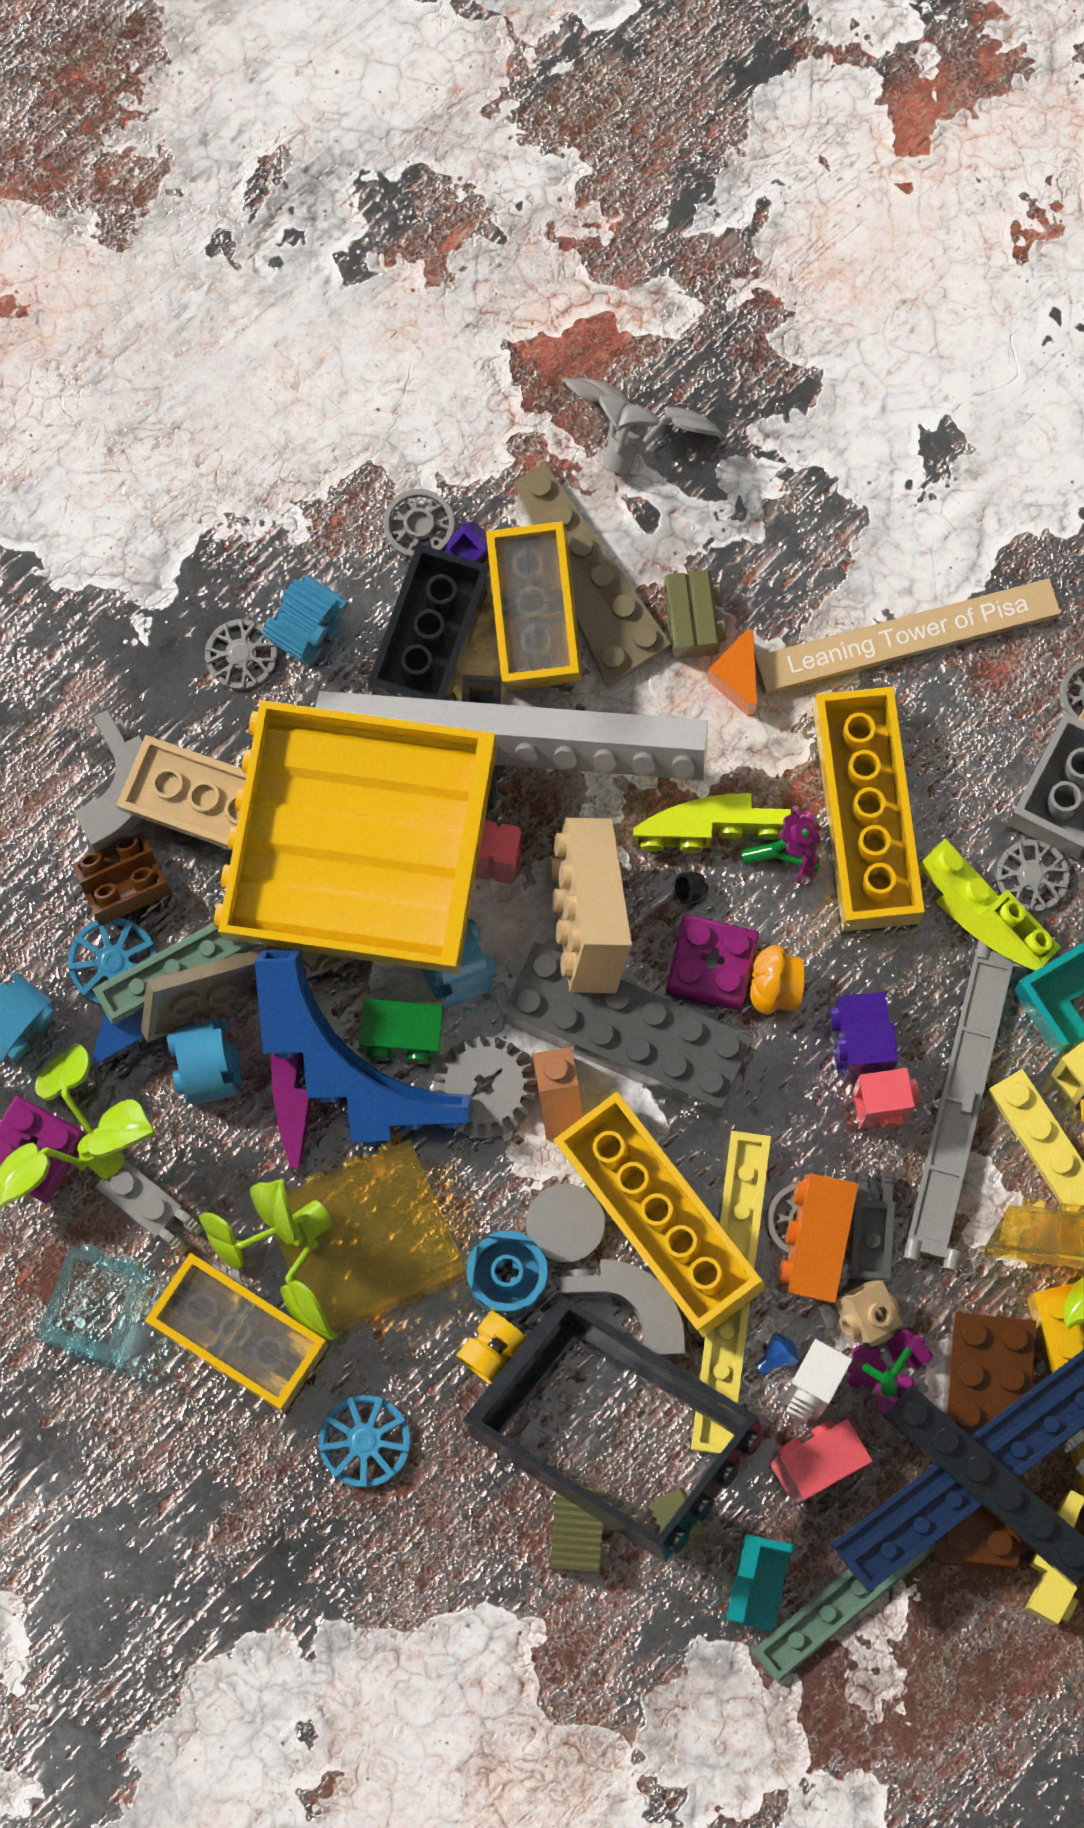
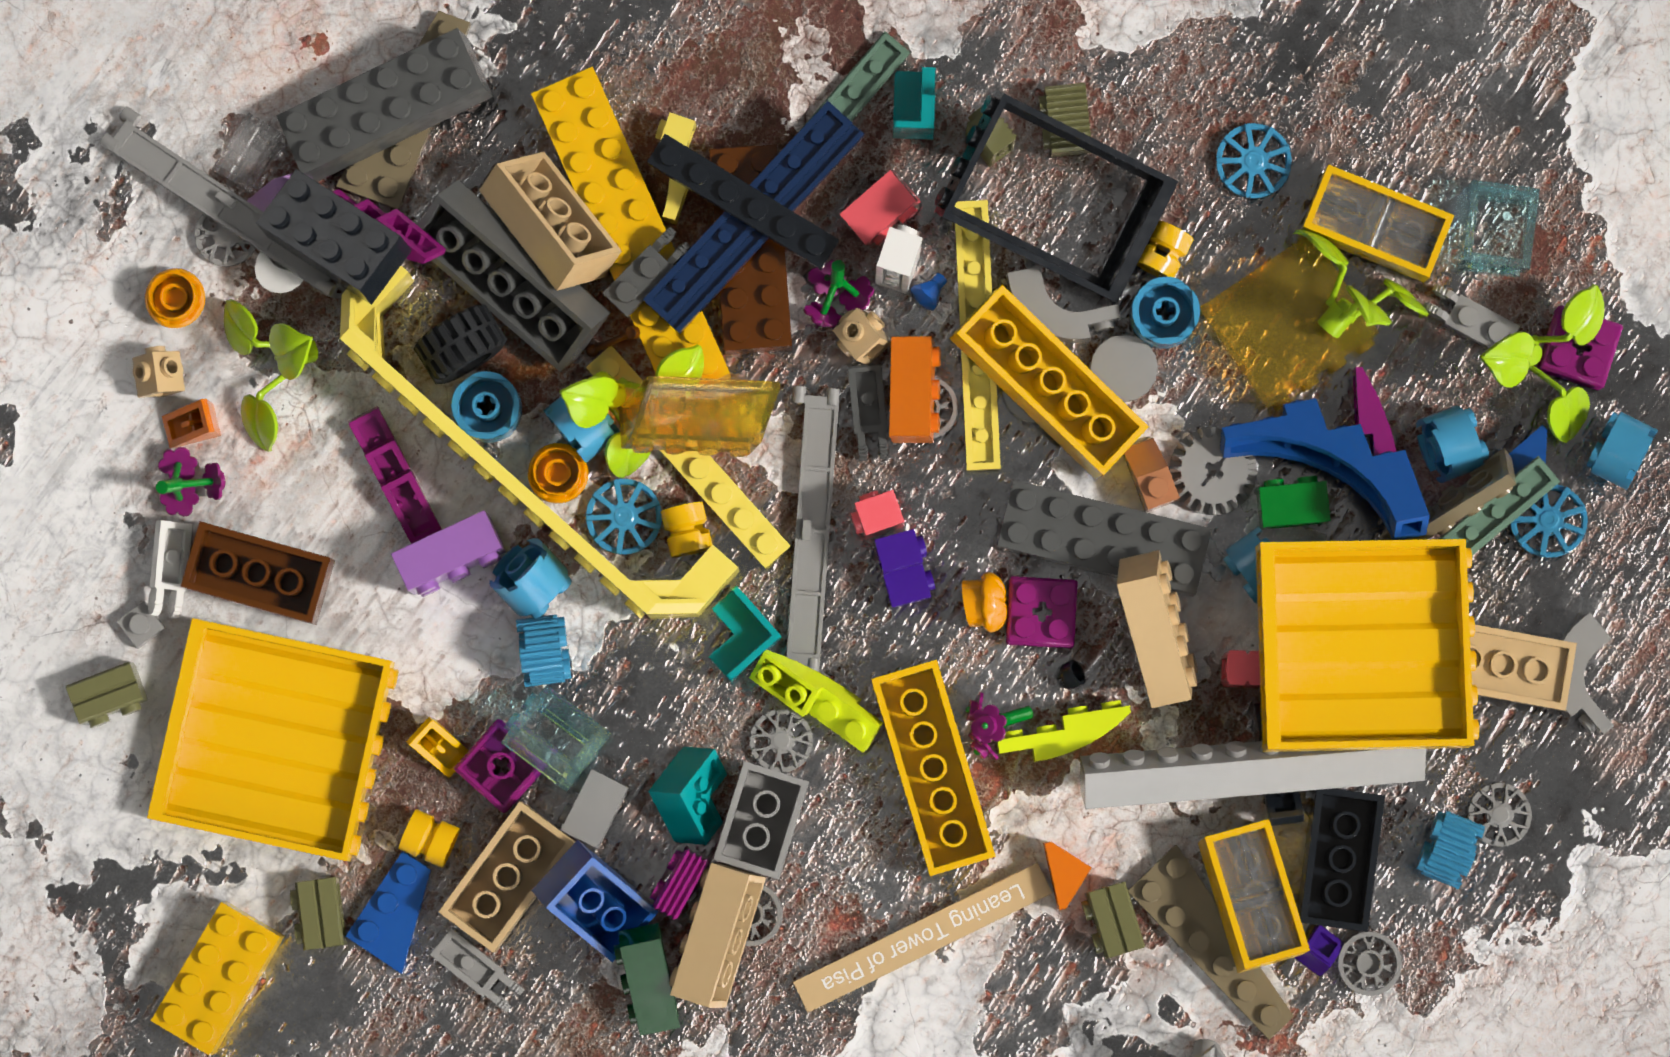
camera: 170 degrees right, 10 degrees up
(121, 878) = (1558, 591): reddish brown slope -> none

